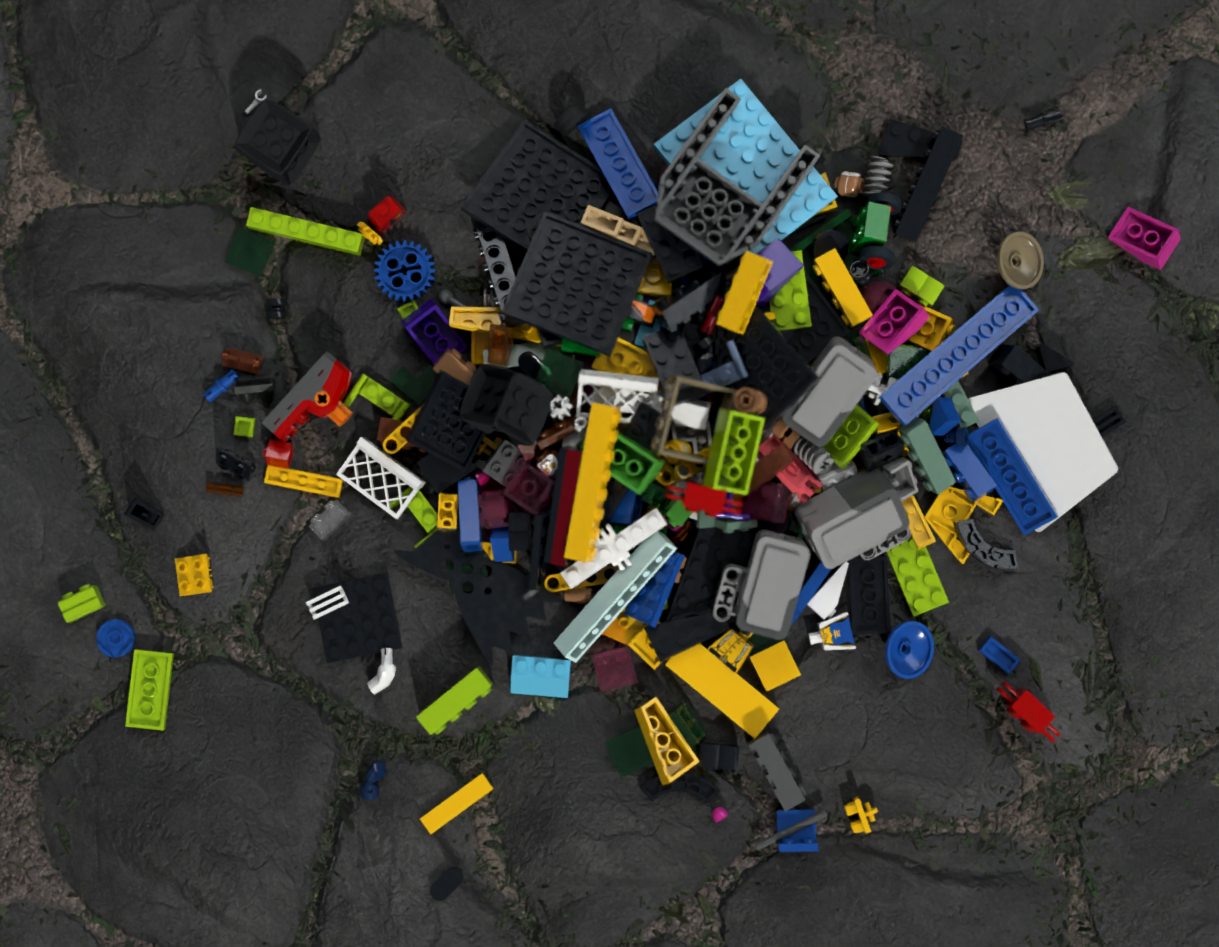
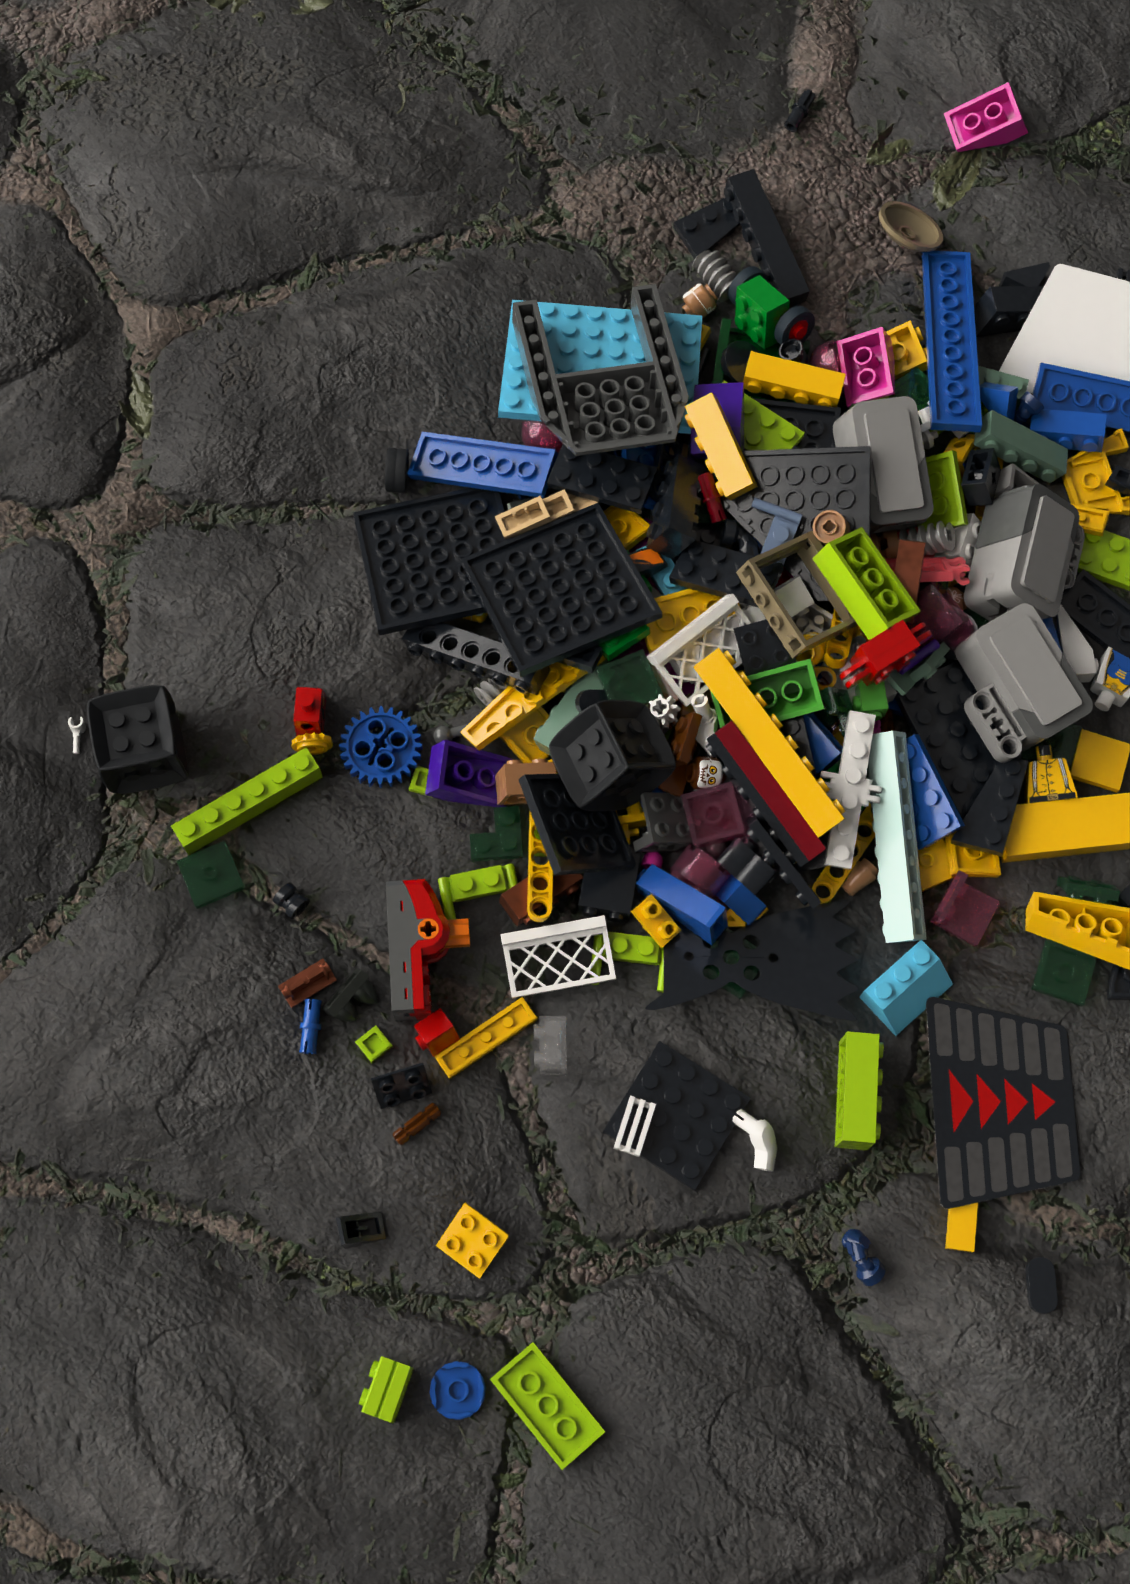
camera: 50 degrees left, 15 degrees down
(499, 344) = (544, 711): clear orange slope -> none
(524, 778) = (999, 1103): none -> sticker
(921, 287) = (851, 321): lime brick -> none

